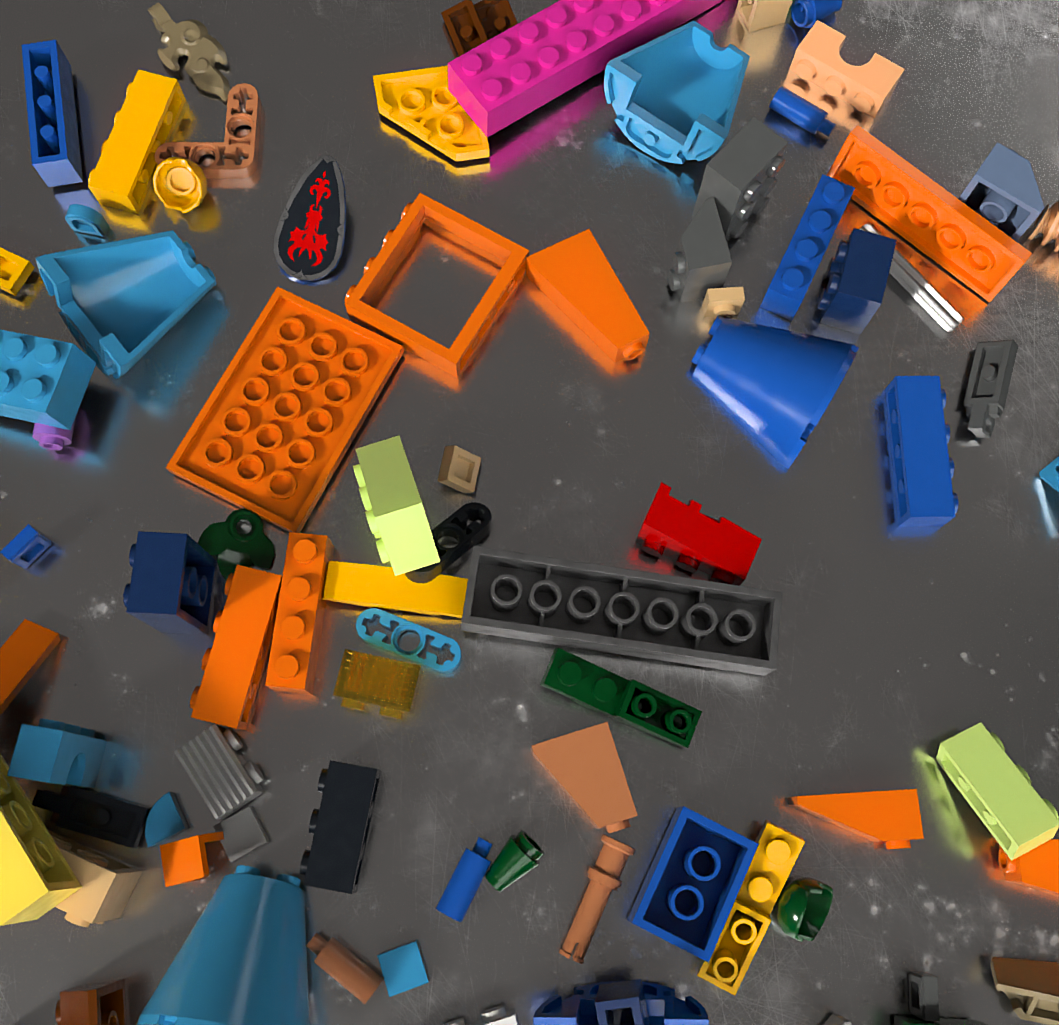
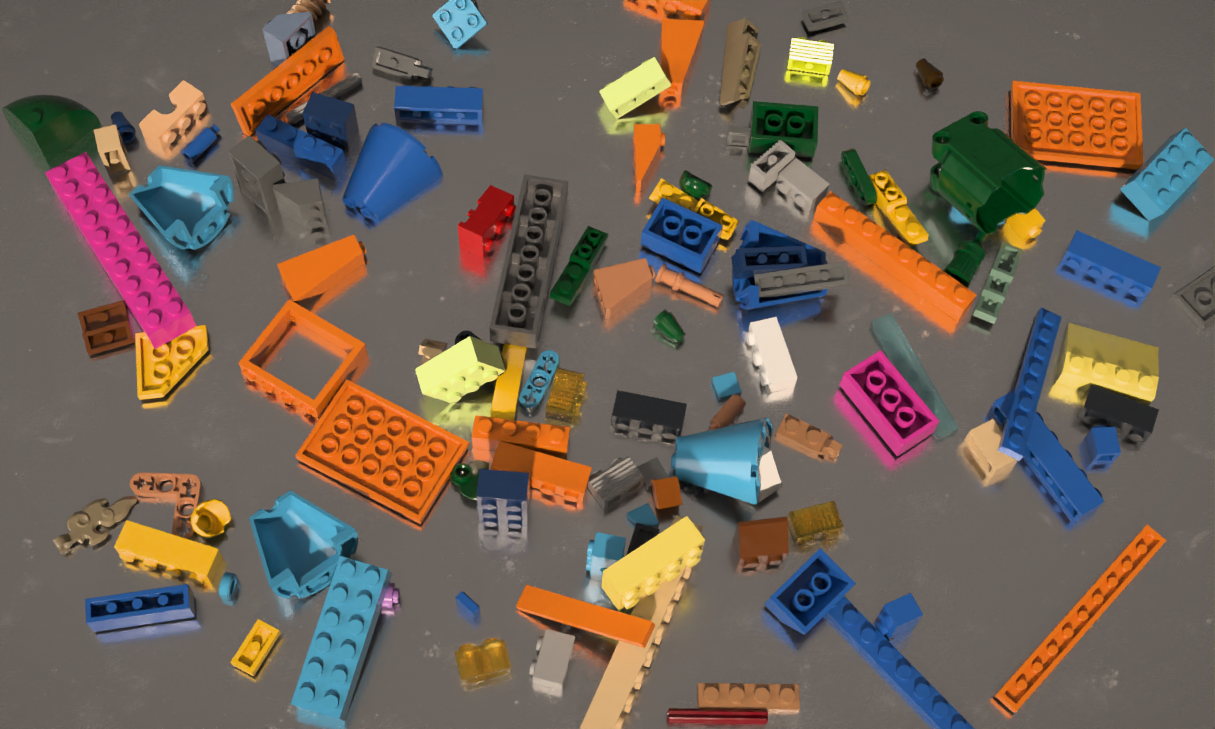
camera: 90 degrees left, 10 degrees down
(313, 223) = (250, 432): shield -> none
(465, 881) = (679, 351): blue cylinder -> none
(723, 302) = (334, 196): tan plate -> none

